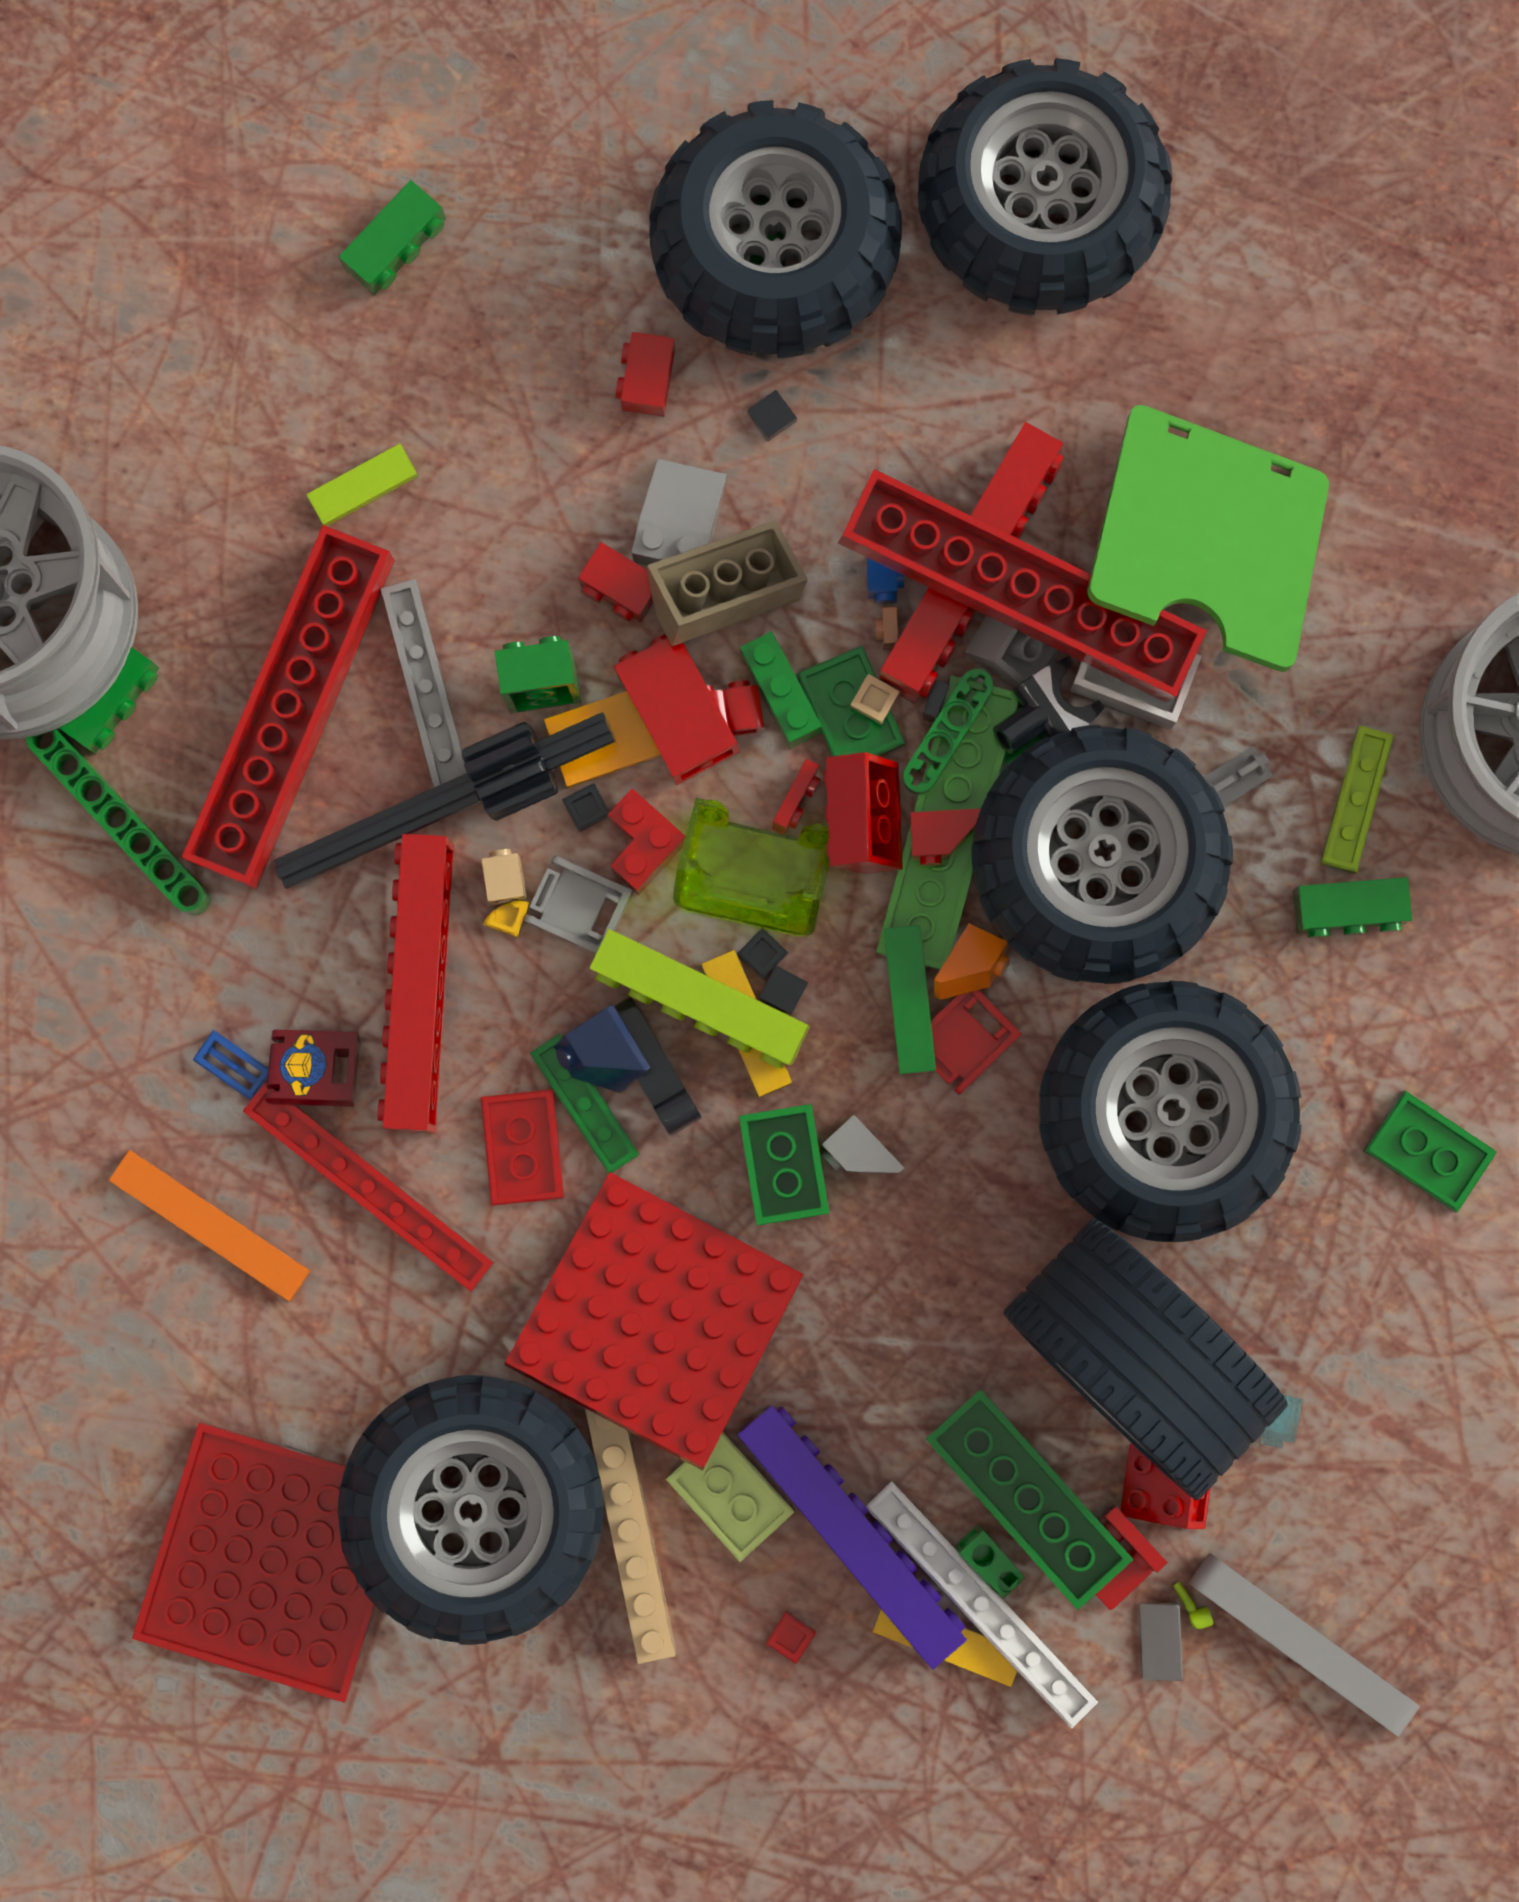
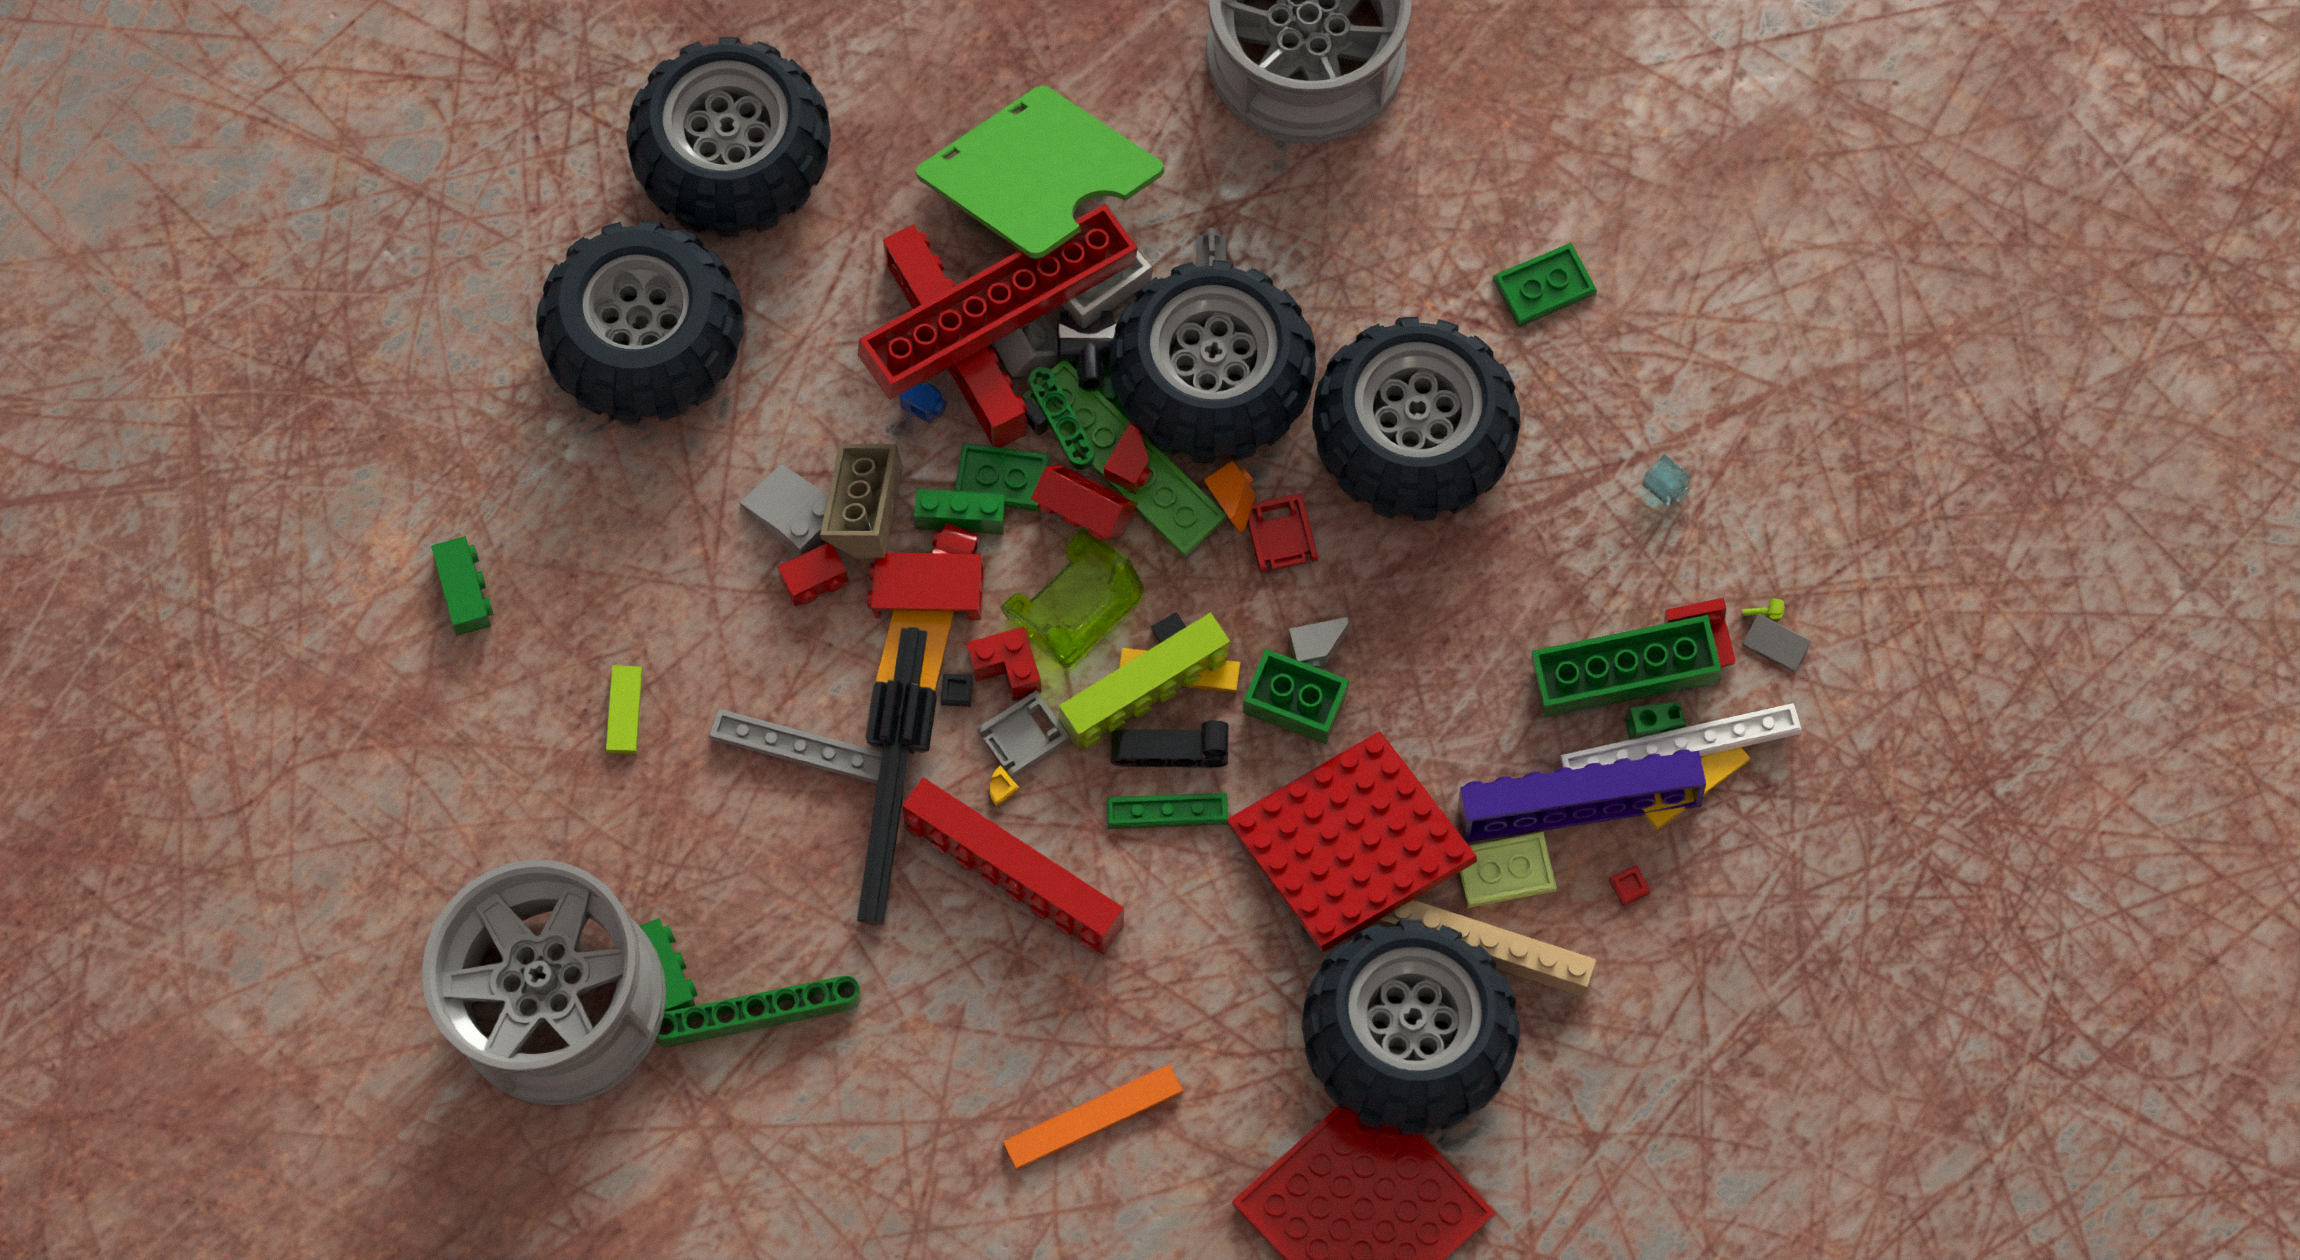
camera: 65 degrees left, 15 degrees down
(207, 1047) = (992, 1046): blue tile -> none
(289, 707) = (755, 844): red brick -> none
(305, 1068) = (1023, 980): dark red container -> none
(371, 1189) = (1134, 989): red plate -> none
(503, 877) = (972, 770): tan brick -> none
(522, 1147) = (1172, 870): red tile -> none
(537, 675) = (847, 655): green brick -> none
(602, 1052) = (1142, 767): dark blue slope -> none
(646, 374) = (676, 473): red brick -> none
(762, 953) = (1136, 631): black tile -> none
(772, 415) = (760, 410): black tile -> none
(790, 811) = (1037, 536): red plate -> none
(874, 699) = (1007, 452): tan plate -> none
(887, 627) = (962, 418): nougat plate -> none
(910, 999) = (1232, 548): green tile -> none
(1146, 1357) = (1574, 514): black wheel -> none
(1156, 1498) = (1670, 576): red bracket -> none
(1304, 1644) = (1831, 552): light grey beam -> none
(1352, 906) = (1347, 235): green brick -> none
(1356, 799) = (1275, 193): lime tile -> none

